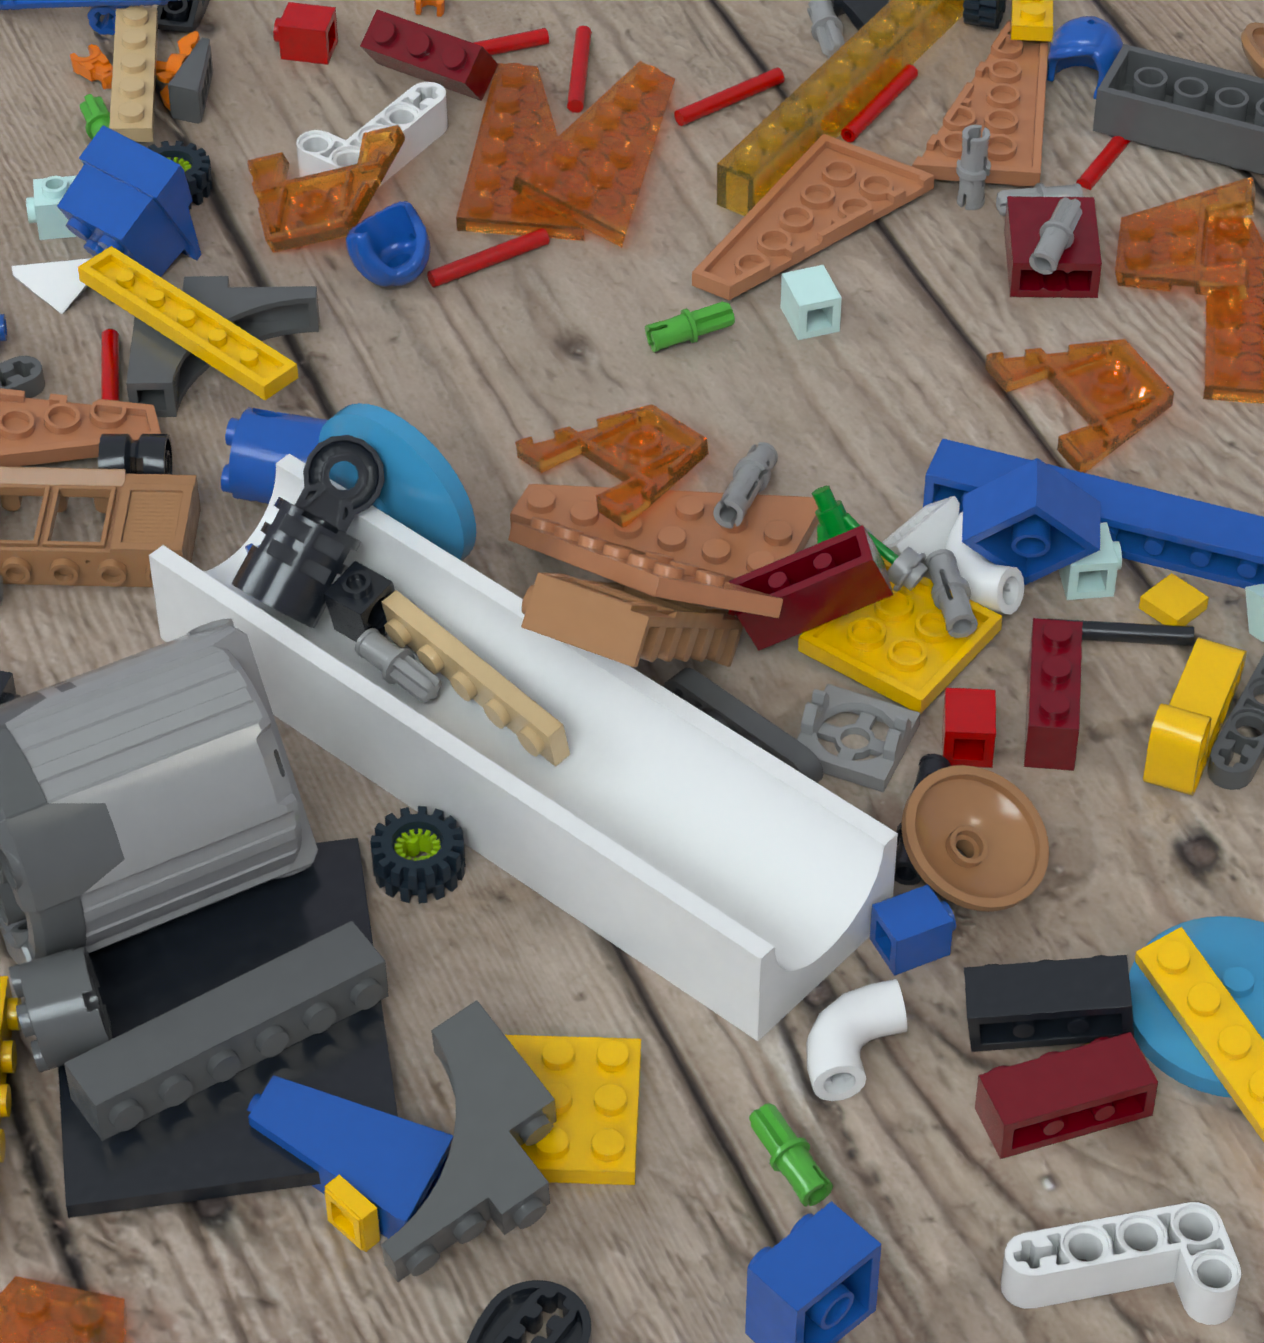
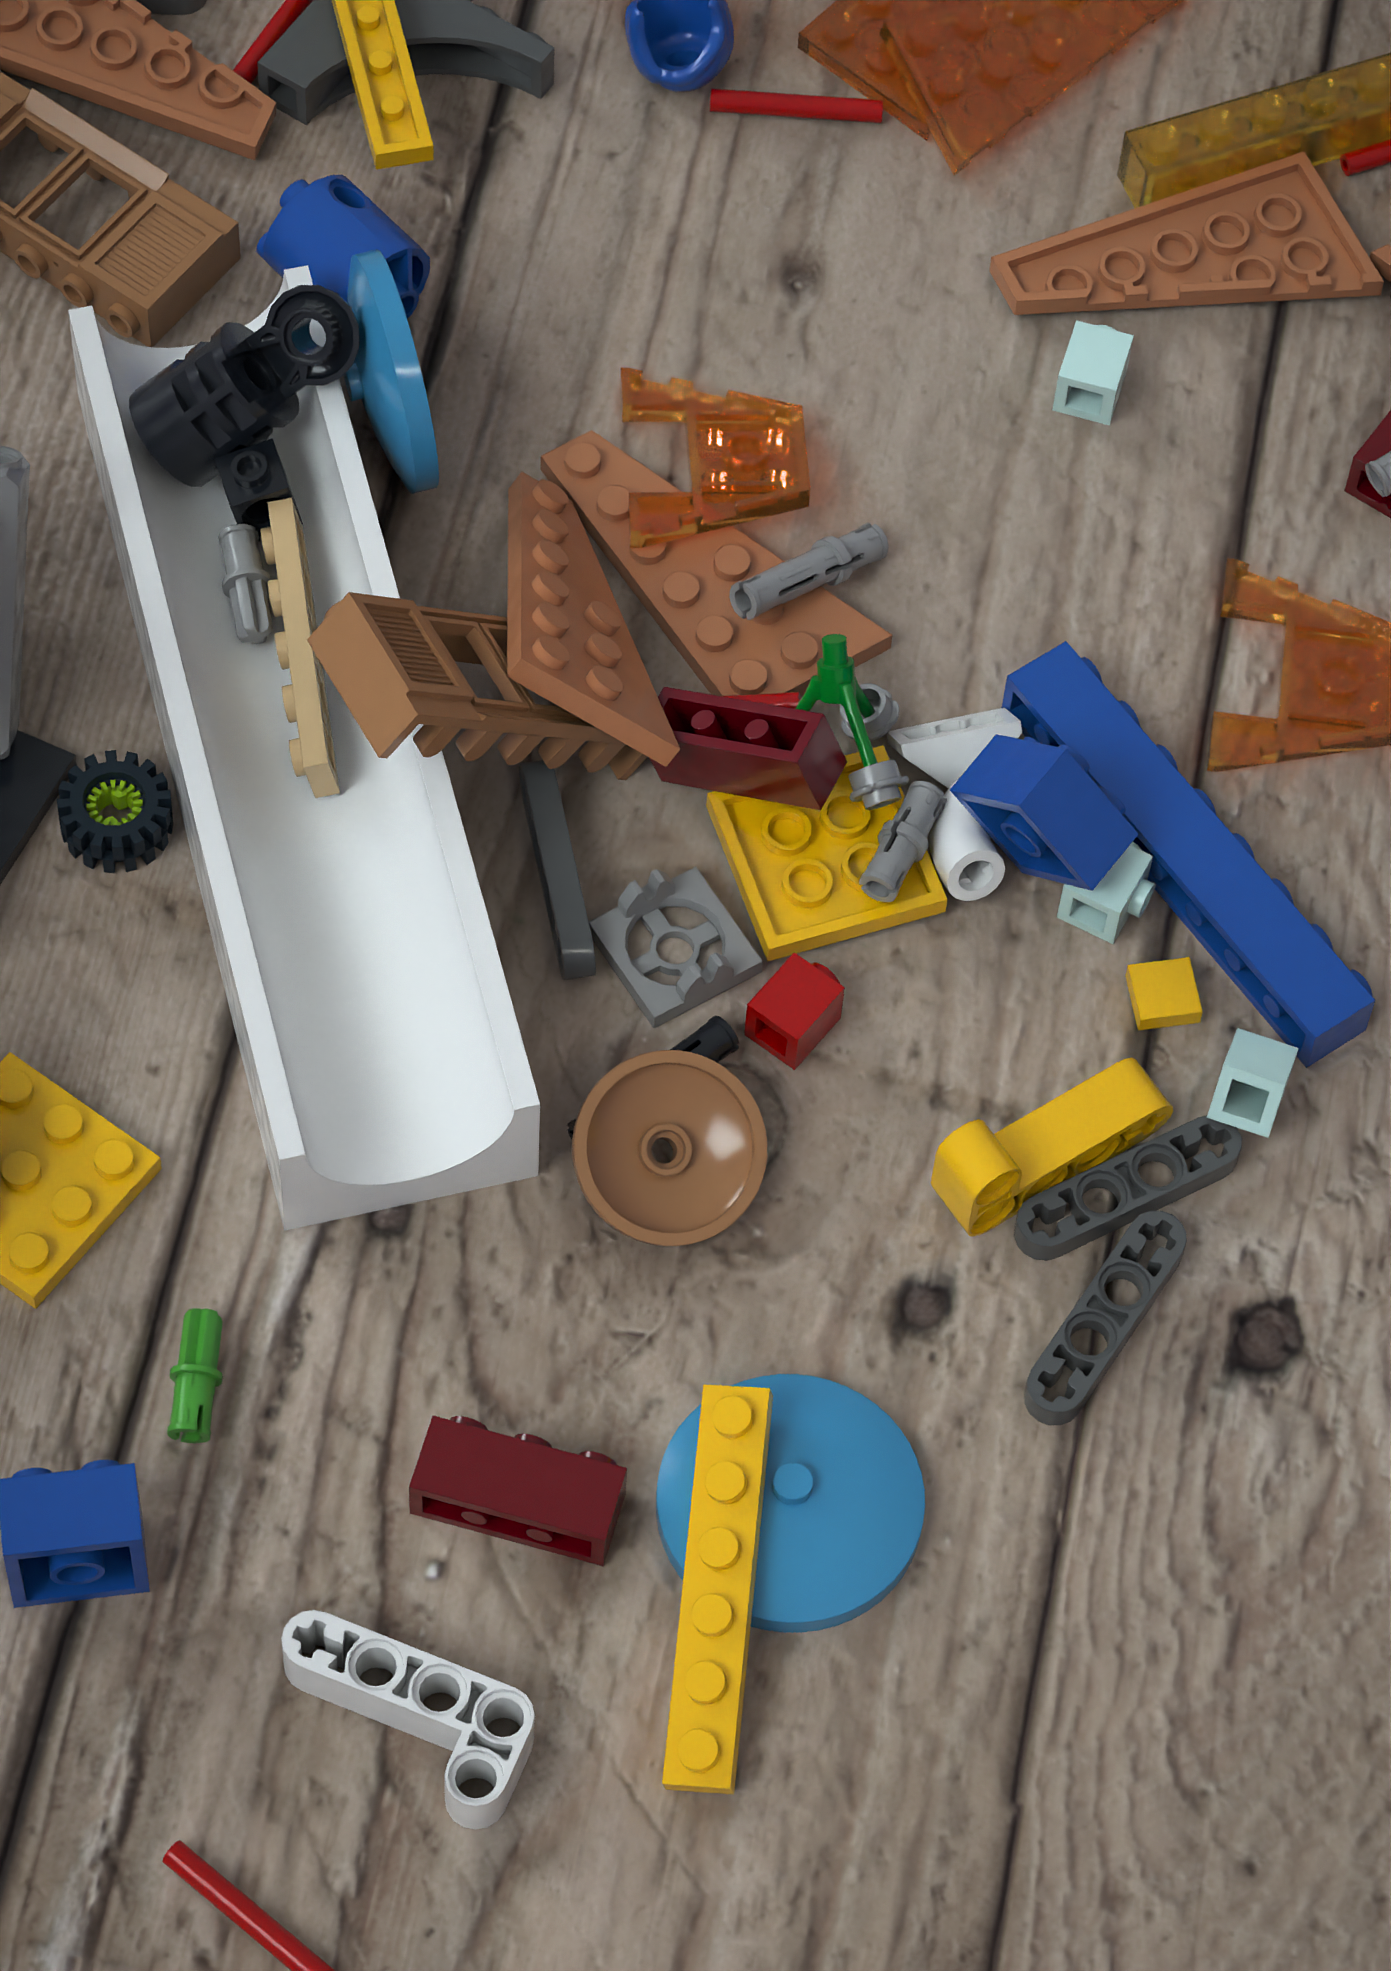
camera: 30 degrees right, 15 degrees up
(121, 452) = (204, 166): black wheel -> none
(689, 325) = (935, 325): bright green axle -> none
(729, 96) = (1253, 34): red bar -> none
(843, 1031) = (360, 1277): white cylinder -> none
(912, 929) = (529, 1208): blue brick -> none
(1048, 1002) = (586, 1379): black brick -> none
(1053, 694) = (916, 1027): dark red brick -> none
(1137, 632) = (1072, 993): black bar -> none

